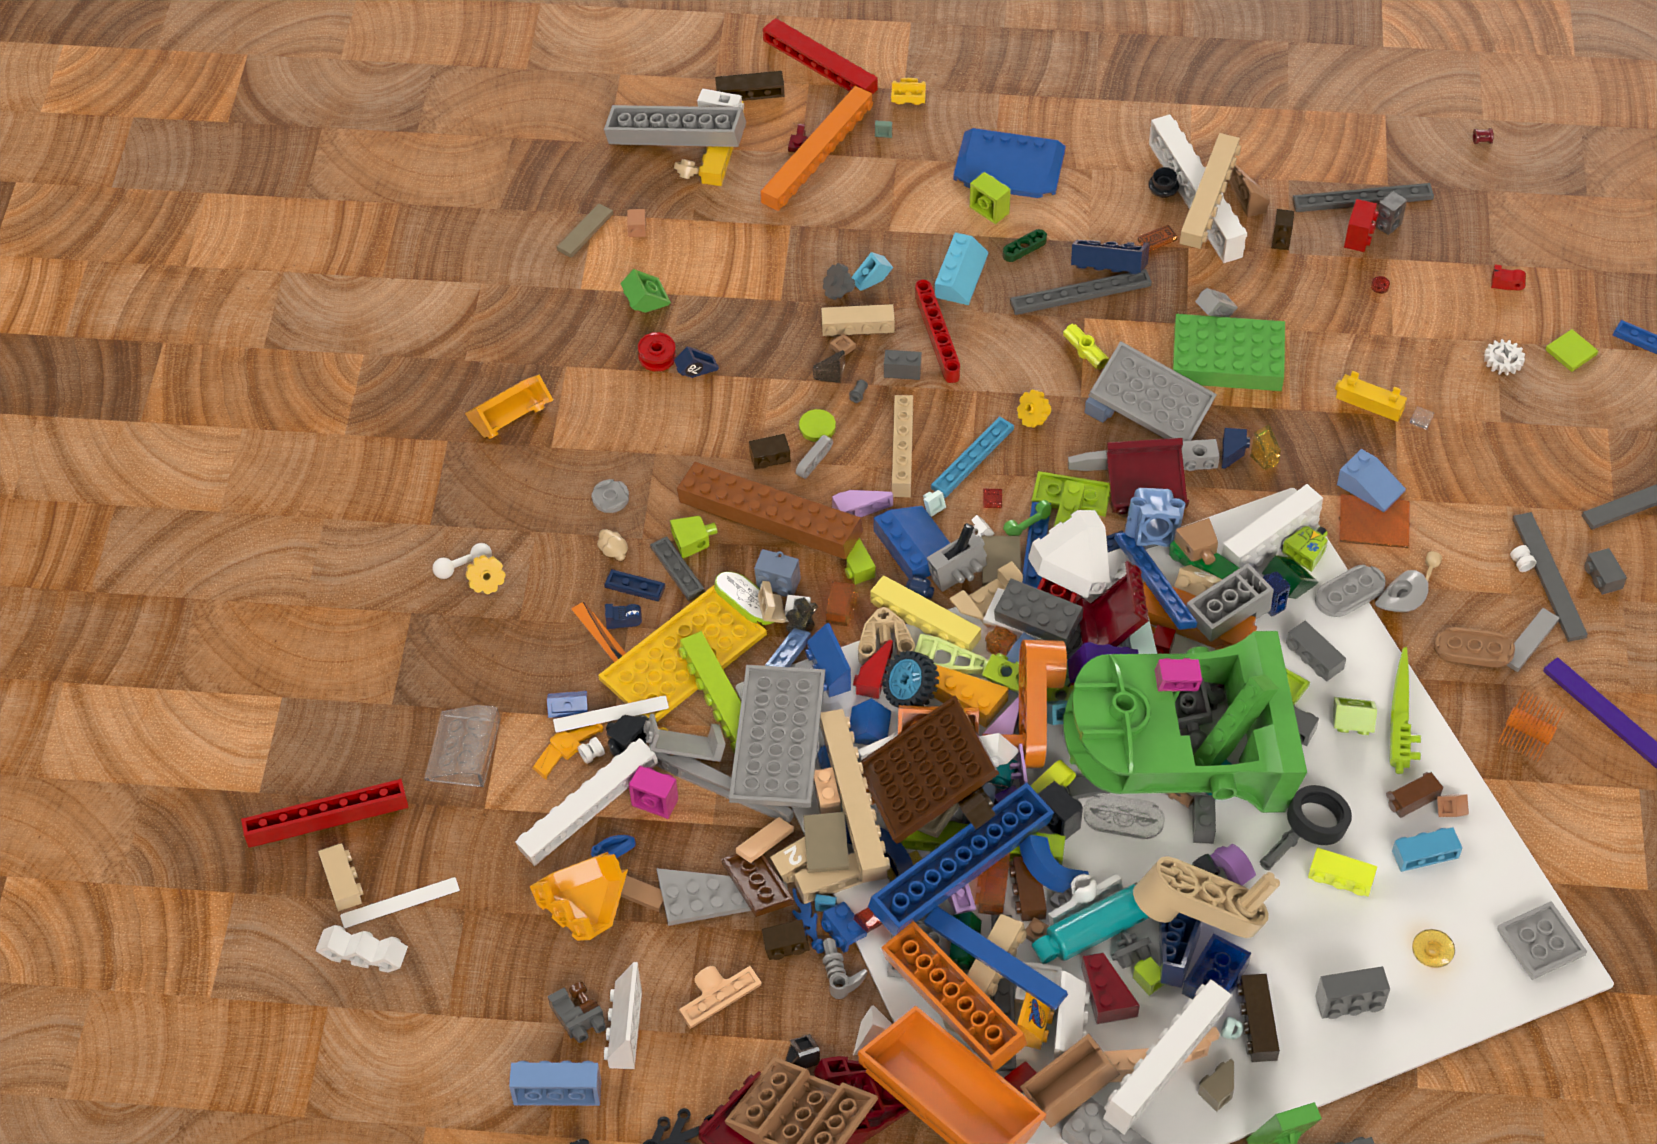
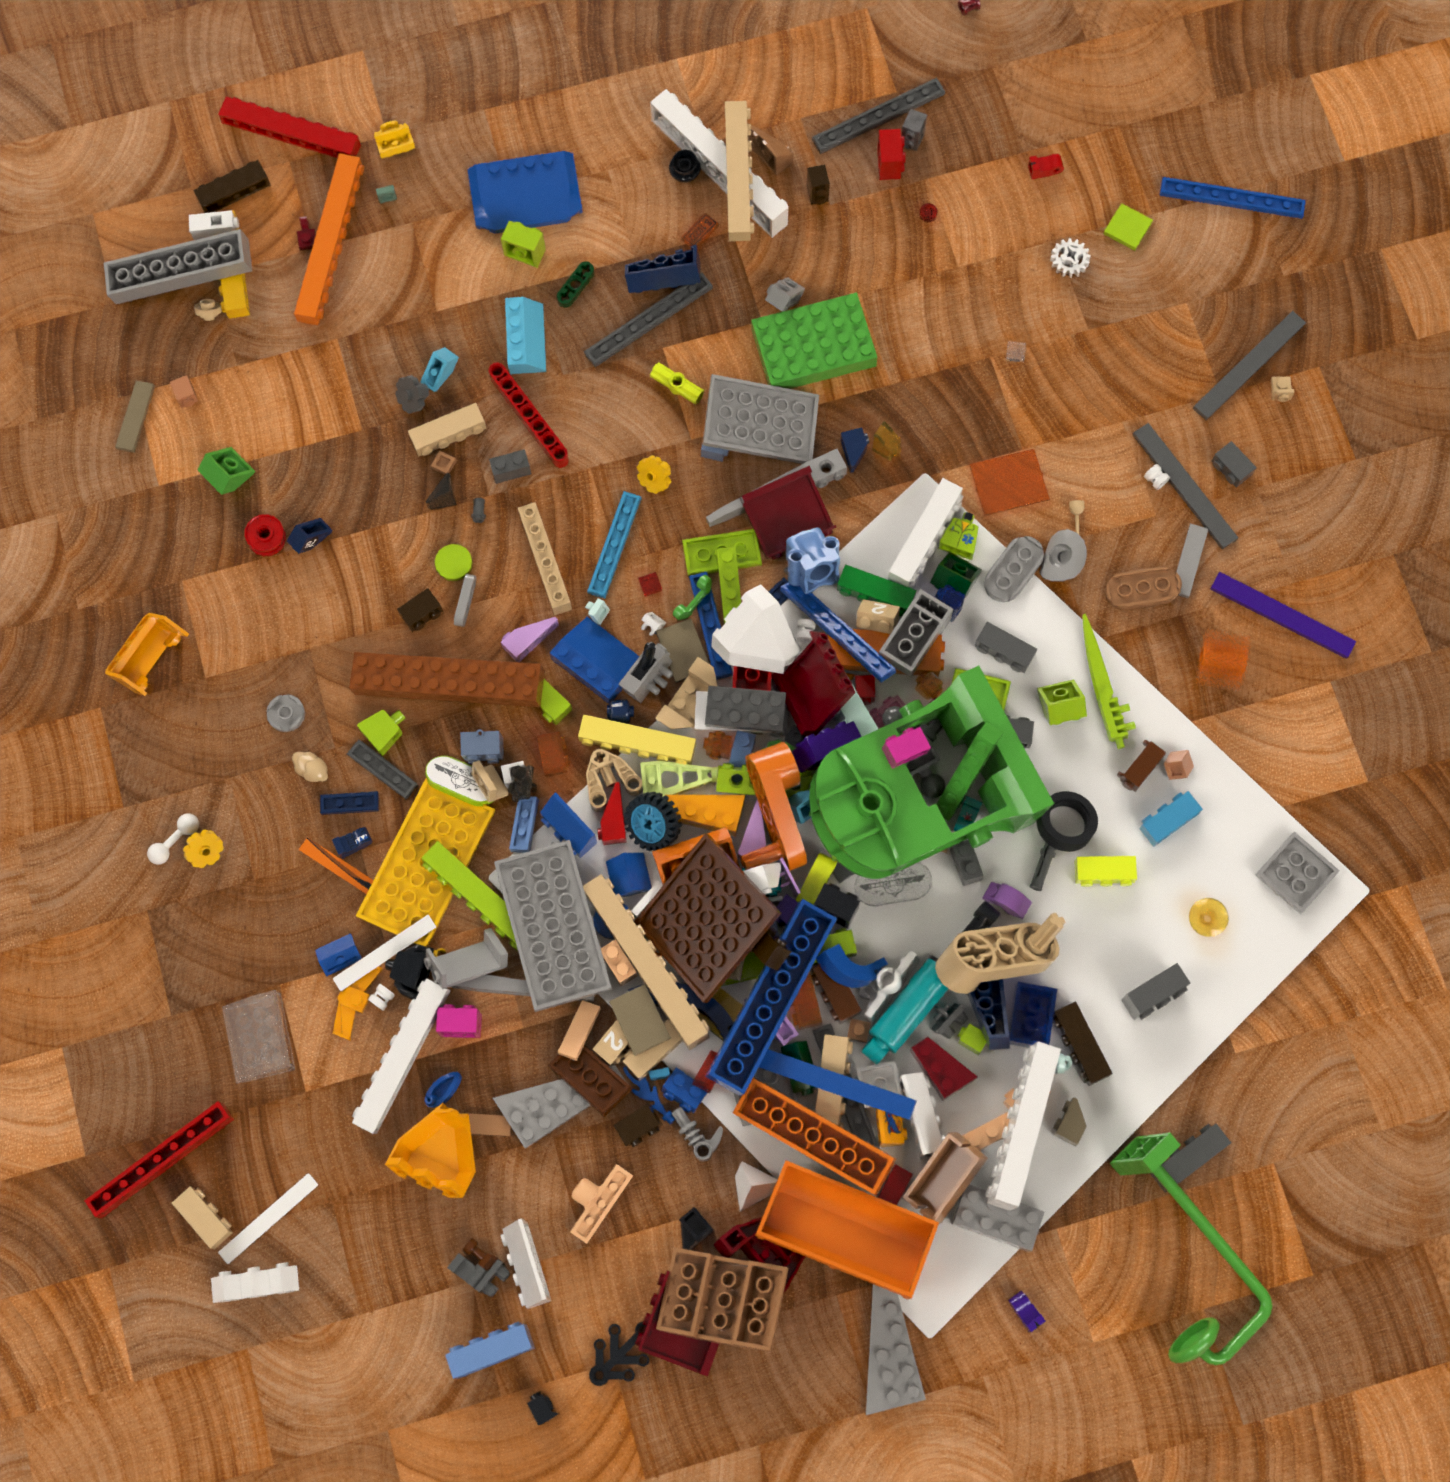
camera: 20 degrees left, 20 degrees up
(1198, 541) = (864, 575): medium nougat torso -> none
(1370, 481) = (993, 442): medium blue slope -> none
(1371, 397) = (962, 347): yellow brick -> none

